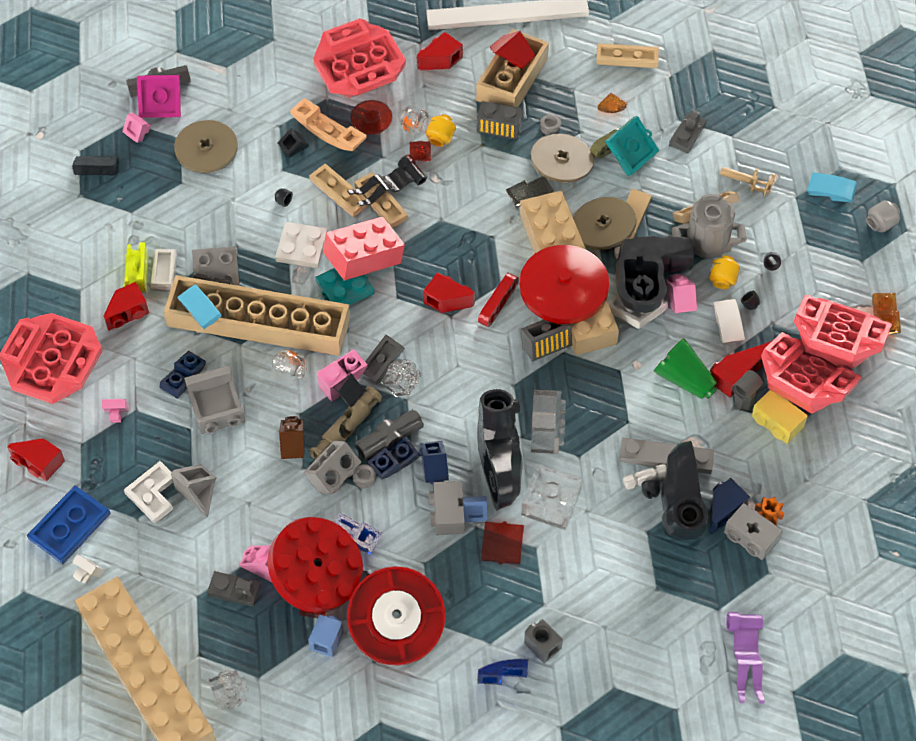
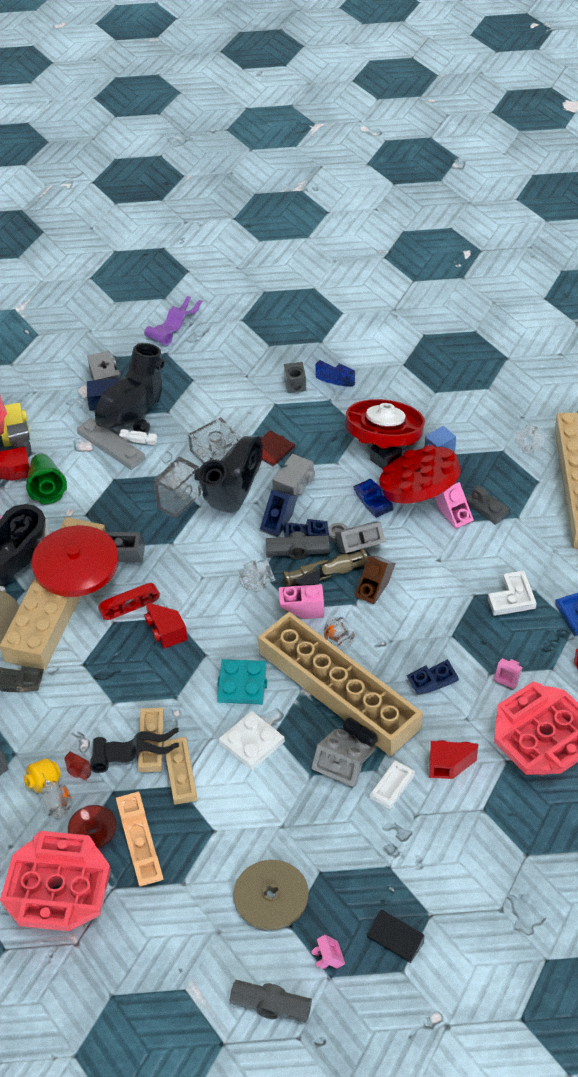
camera: 145 degrees left, 10 degrees down
(136, 266) = (419, 792): neon yellow hinge -> none
(159, 96) = (284, 969): dark pink plate -> none
(195, 485) = (476, 584): light grey slope -> none
(199, 306) = (389, 688): medium azure slope -> none
(214, 400) = (419, 637): light grey panel -> none
(283, 197) = (235, 792): black hinge -> none
(292, 143) = (183, 850): black slope -> none
(363, 248) = (205, 687): coral brick -> none
(382, 356) = (259, 598): dark grey hinge -> none
(475, 509) = (272, 468): medium blue tile -> none
(770, 509) = (79, 377): orange gear -> none

